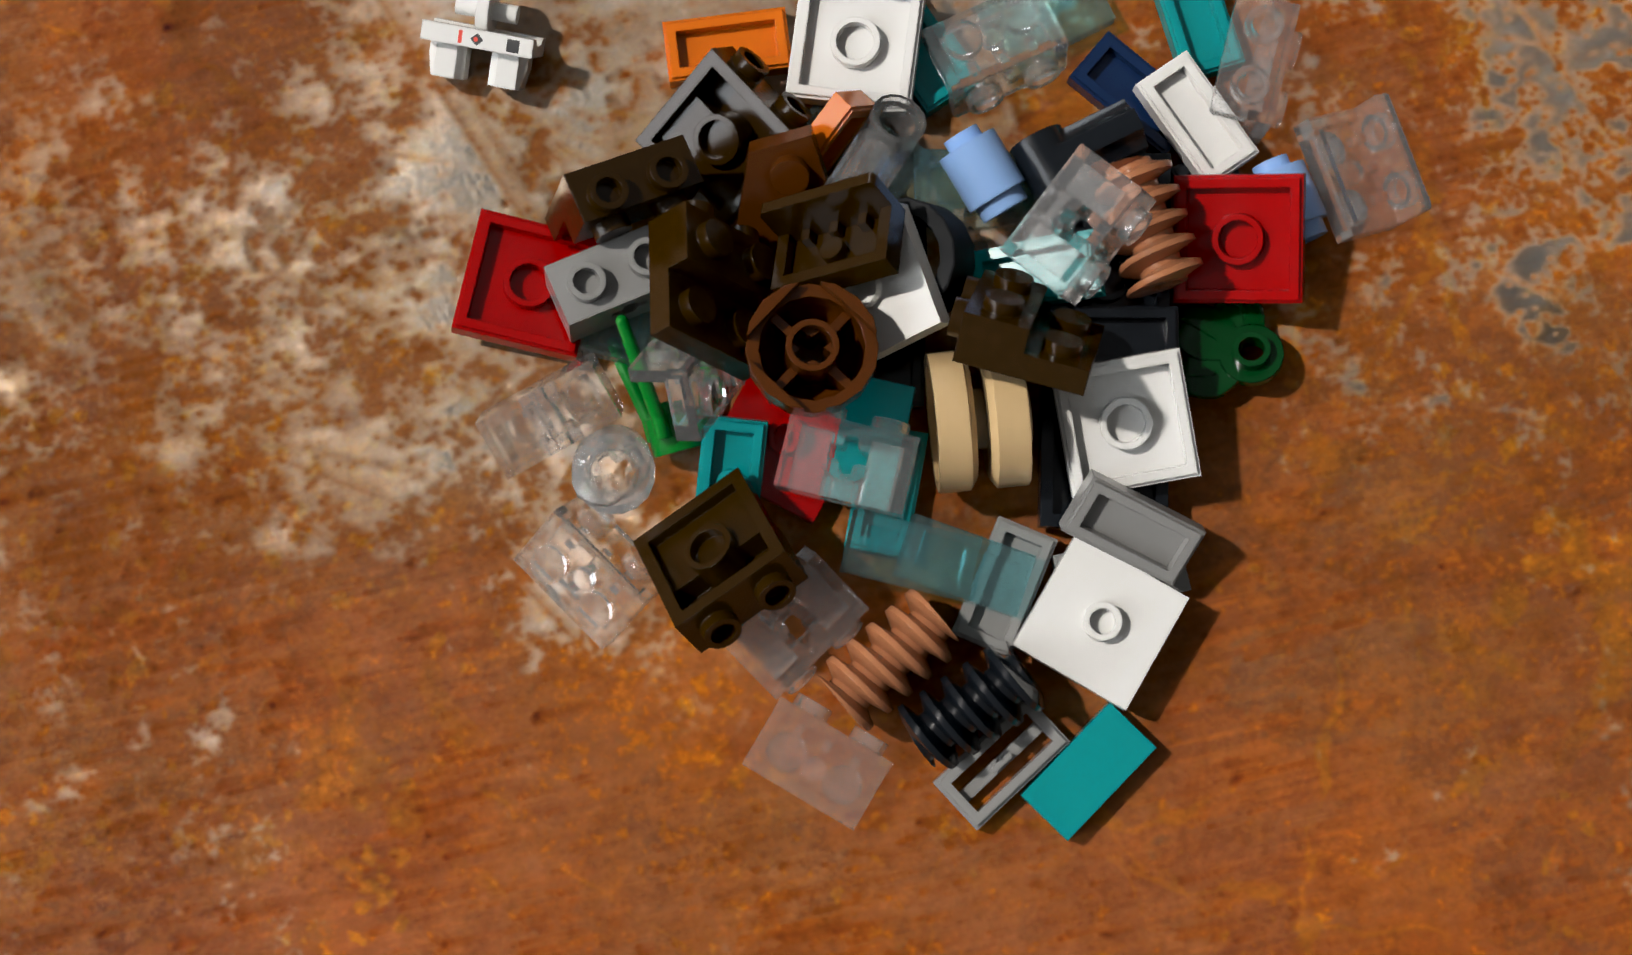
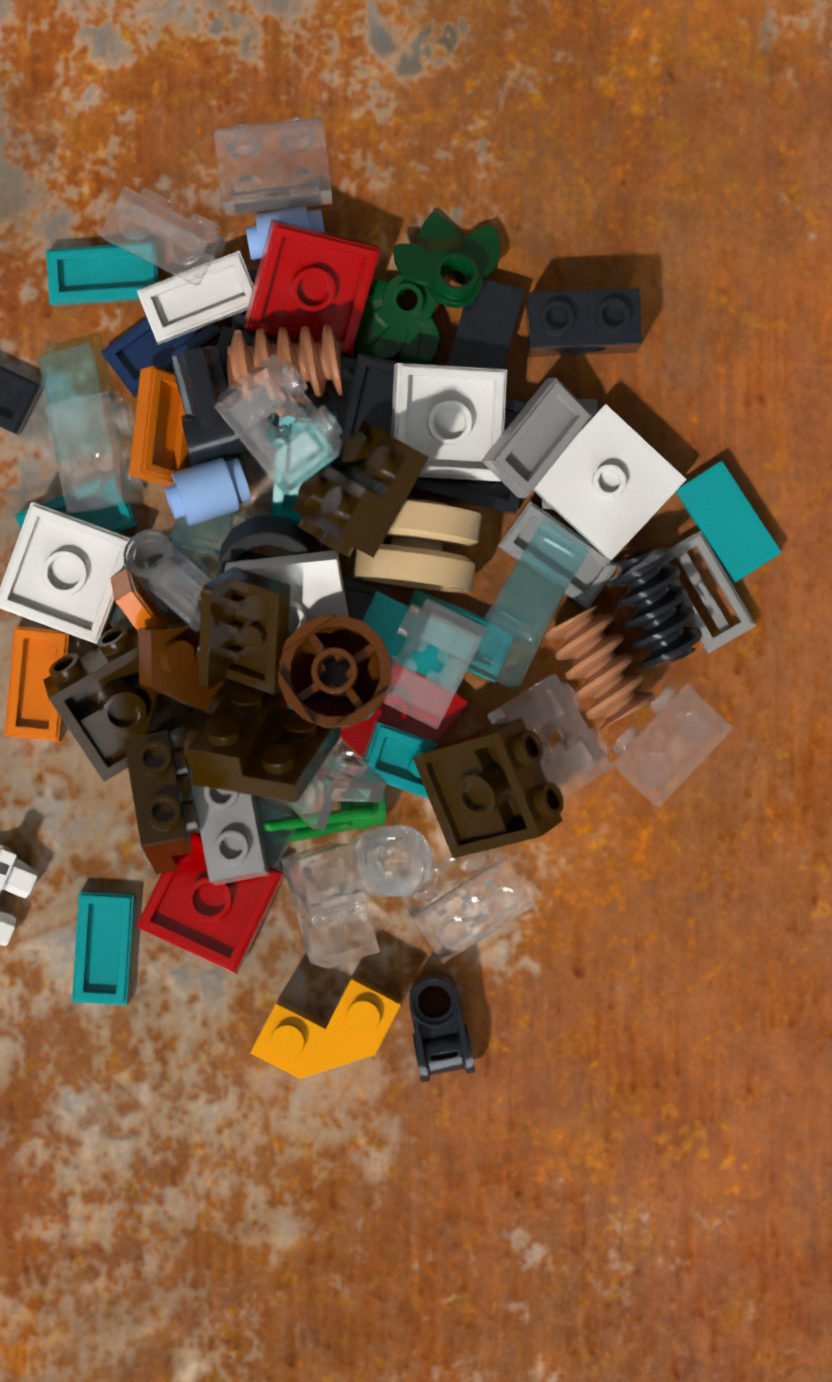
camera: 80 degrees left, 5 degrees up
(389, 426) = (310, 1045): none -> light orange brick
(428, 573) = (441, 1036): none -> black piece
(451, 183) = (103, 948): none -> teal tile
(1031, 105) = (158, 430): none -> orange tile
(1245, 447) = (487, 327): none -> black tile
(1275, 551) = (583, 322): none -> black brick
(1310, 385) = (448, 256): none -> dark green plate

